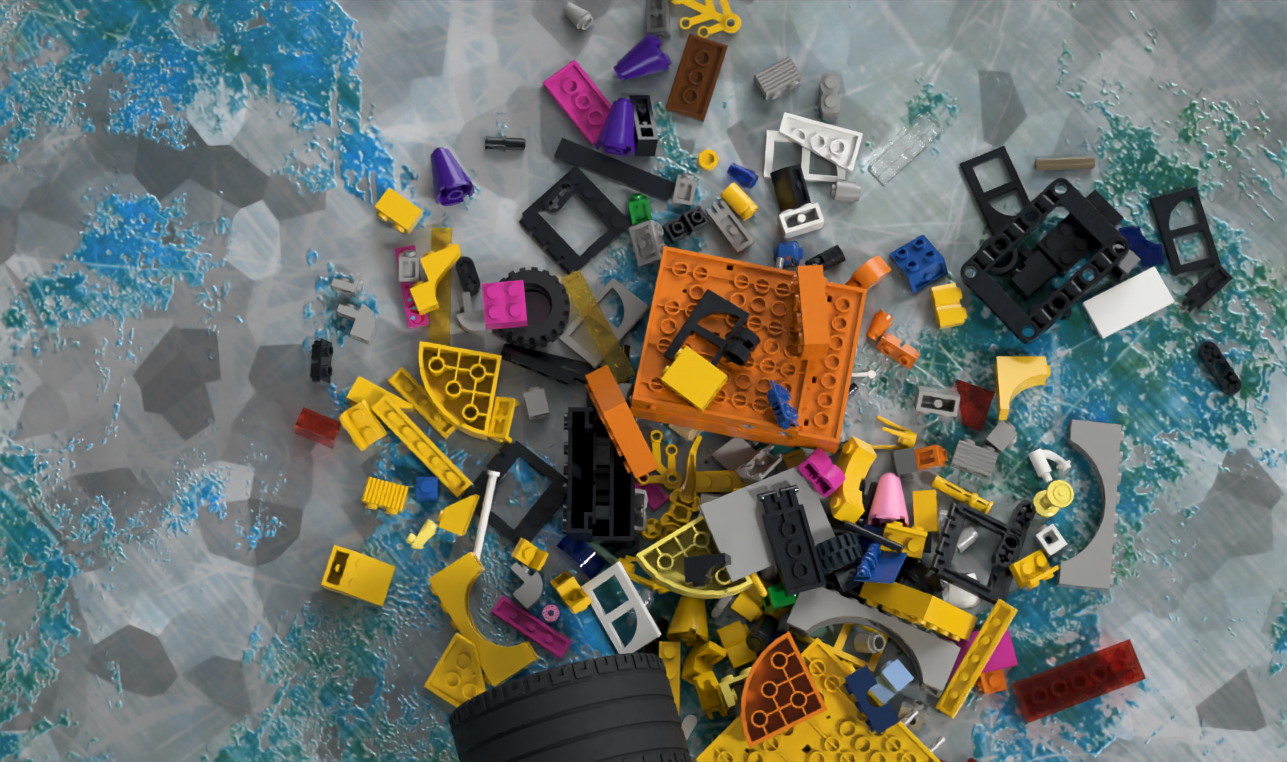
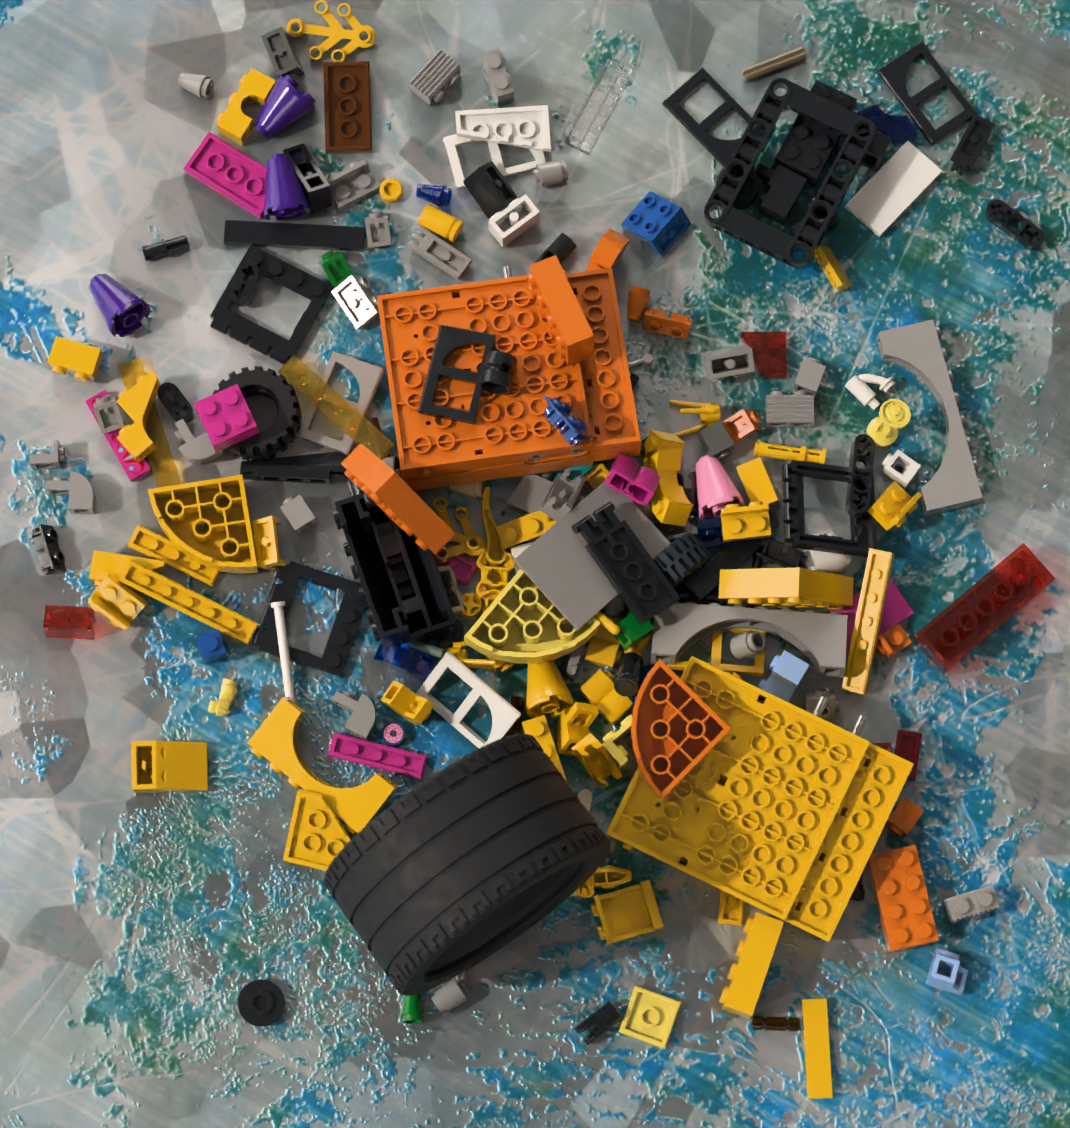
camera: 15 degrees left, 0 degrees up
(385, 496) = (168, 669): yellow brick -> none
(458, 515) = (255, 664): yellow slope -> none
(529, 555) = (348, 678): yellow bracket -> none
(625, 36) = (253, 89): none -> yellow arch
(677, 143) = (352, 184): none -> light grey bracket
(685, 225) = (391, 268): black slope -> none
(693, 378) = (459, 424): yellow brick -> none
(701, 569) = (541, 625): black arch -> none
(789, 252) = (514, 257): blue head -> none
(873, 536) = (712, 529): black bar -> none
(878, 717) = (755, 689): dark blue arch -> none
(879, 565) = (729, 557): blue hinge -> none
(947, 305) = (702, 257): yellow brick -> none
(967, 538) = (812, 497): light grey brick -> none
(1016, 374) = (802, 306): yellow arch -> none
(1053, 352) = (832, 269): none -> yellow slope

